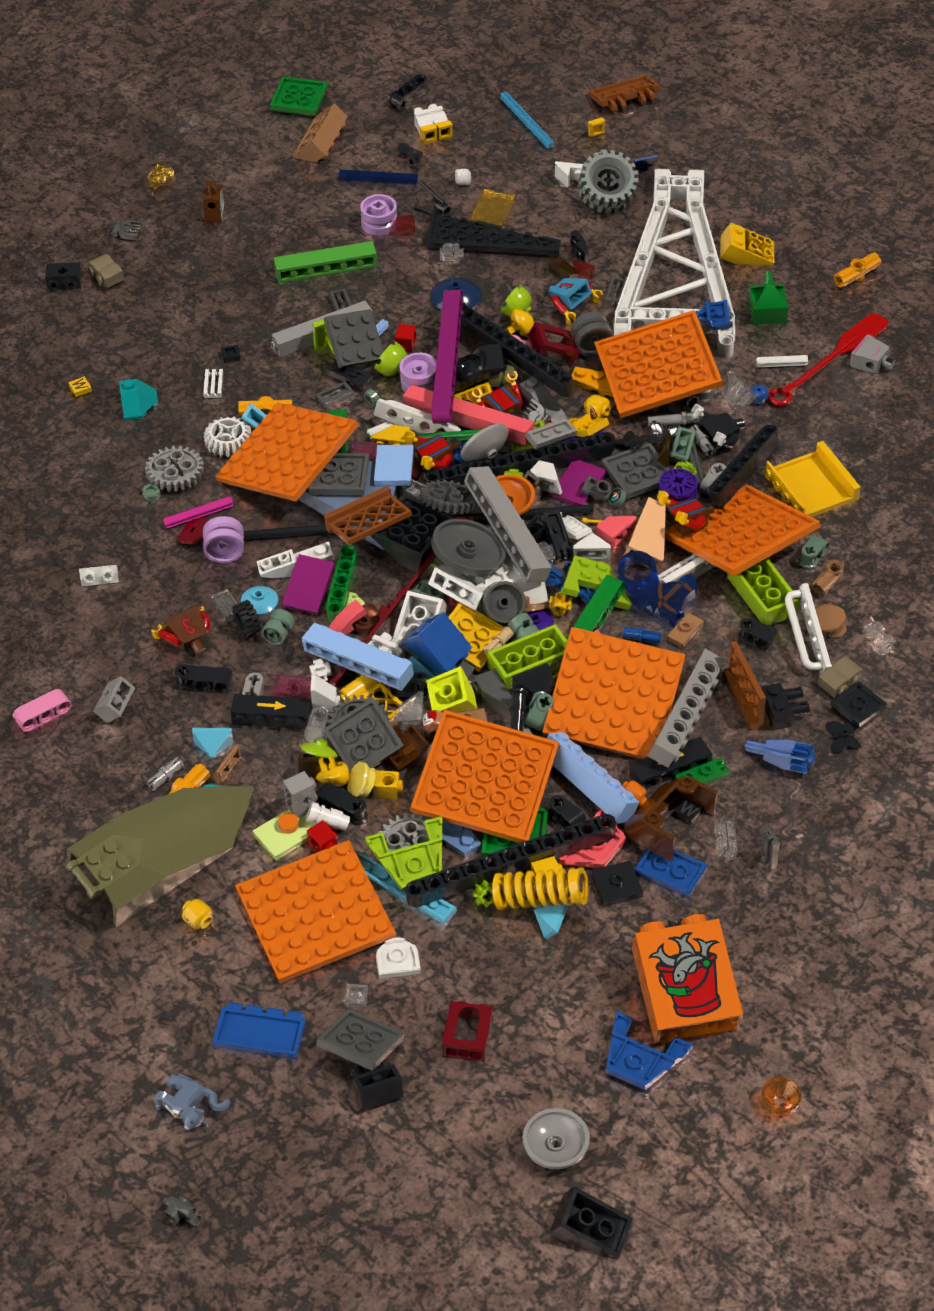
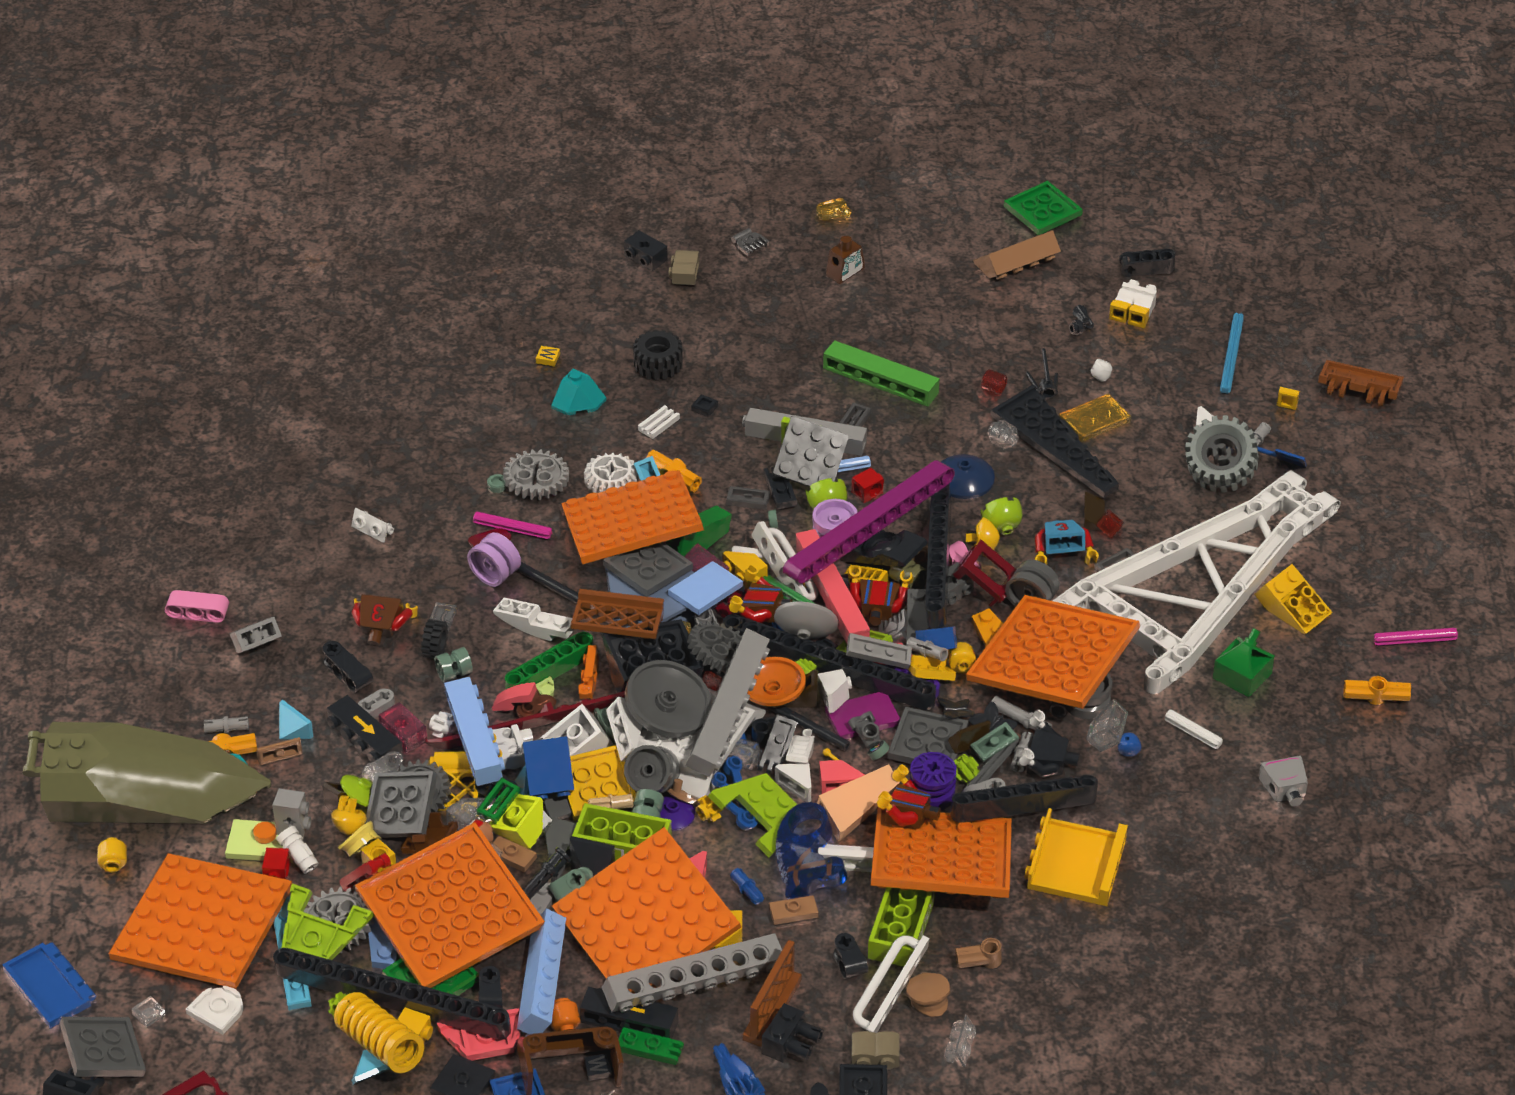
camera: 40 degrees right, 5 degrees down
(162, 338) = (658, 354): none -> black tyre
(263, 599) = (473, 634): medium azure dish -> none
(308, 584) = (520, 644): magenta tile -> none
(323, 694) = (413, 743): white slope -> none
(342, 800) = (326, 848): black piece -> none
(375, 571) = (589, 675): none -> orange hinge
(378, 176) = (1026, 324): clear blue axle -> none
(378, 214) = (976, 356): lavender wheel -> none
(405, 790) = (365, 871): none -> red plate
(429, 703) = (489, 814): none -> green tile
(573, 405) = (941, 637): none -> blue slope
(577, 413) = (934, 650): none -> light grey pin
(580, 246) = (1130, 501): black slope -> none
(600, 604) = (730, 834): green beam -> none
(715, 315) = (1170, 642): blue slope -> none
(813, 551) = (997, 919): sand green piece -> none
(837, 225) = (1415, 636): none -> dark pink axle
(872, 325) = (1312, 753): red piece -> none

